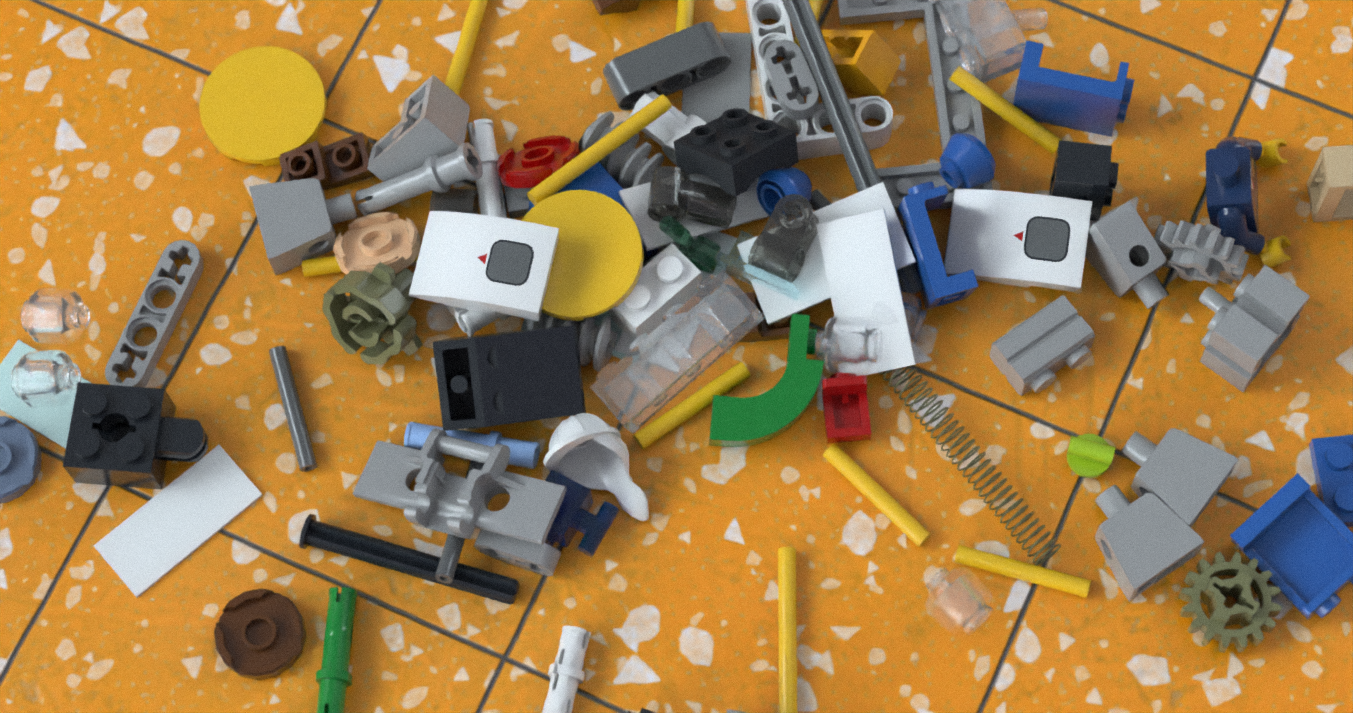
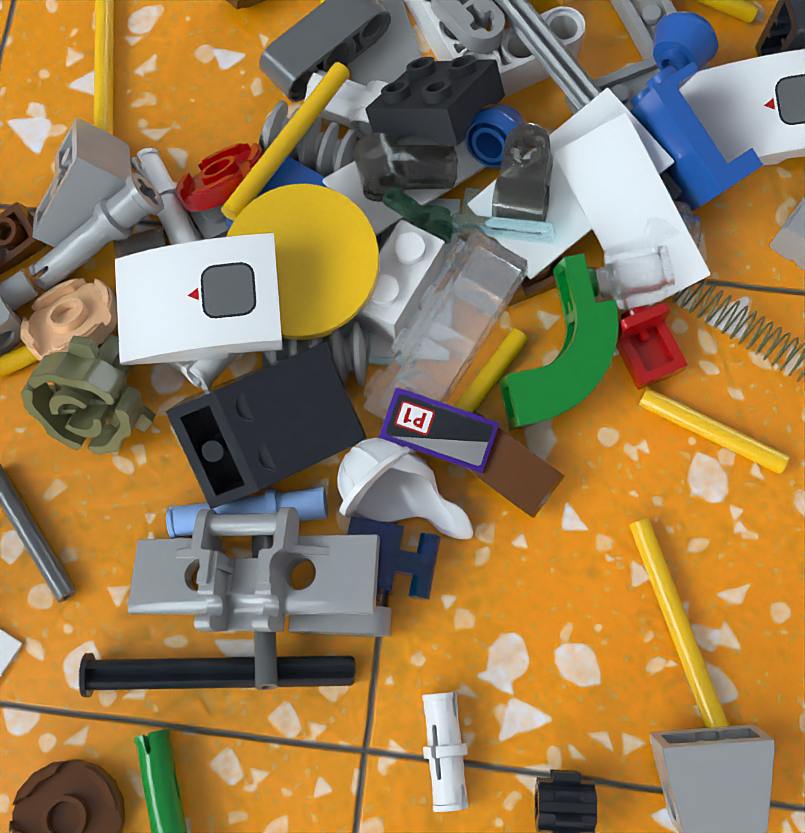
camera: 20 degrees left, 5 degrees up
(644, 423) = (439, 430): none -> slope
(691, 468) = (519, 474): none -> reddish brown slope

